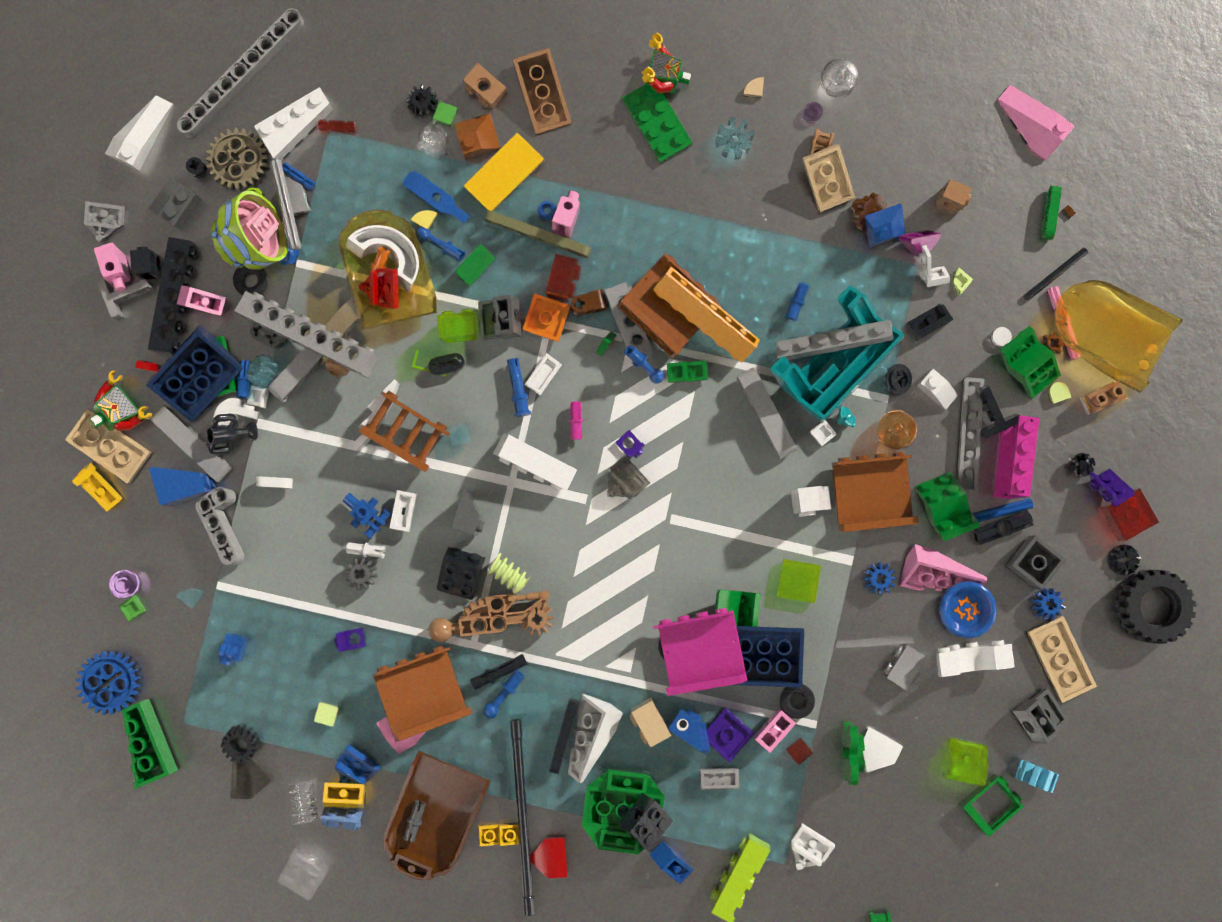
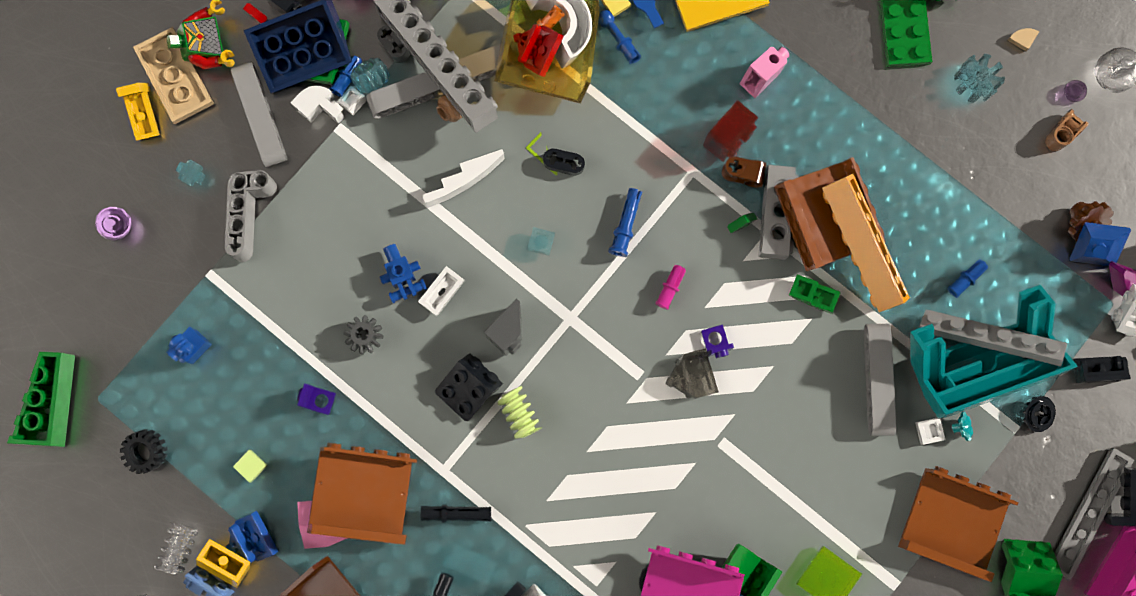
camera: 25 degrees right, 5 degrees down
(98, 669) = (39, 297): blue gear -> none
(132, 608) = (108, 253): bright green tile -> none
(162, 515) = (190, 172): none -> clear light blue gear
(179, 486) = (223, 150): blue slope -> none
(190, 596) = (174, 271): clear light blue tile -> none
(224, 434) = (298, 119): black piece -> none
(247, 780) = (130, 494): clear smoke slope -> none
(274, 482) = (322, 194): white beam -> none
(365, 550) = (381, 312): white axle -> none
(387, 439) = (462, 207): dark orange fence -> none
(442, 629) = (418, 437): medium nougat arm -> none
(458, 326) = (597, 128): clear neon green brick -> none
(475, 265) = (644, 75): green slope -> none
(491, 709) = (427, 550): blue pin -> none
(500, 318) = (644, 141): dark grey brick -> none
(534, 461) = (607, 308): white wedge -> none
(537, 234) = (725, 74): olive beam -> none
(543, 374) = (659, 222): white tile -> none
(546, 317) = (692, 165): orange plate -> none
(547, 204) = (749, 50): blue plate -> none
(639, 360) = (779, 281): blue pin -> none
(810, 499) = (883, 495): white wedge -> none
(828, 177) = (1062, 165): tan plate -> none
(897, 429) = (1014, 467): clear orange piece -> none
(937, 388) = (1077, 445): white slope -> none

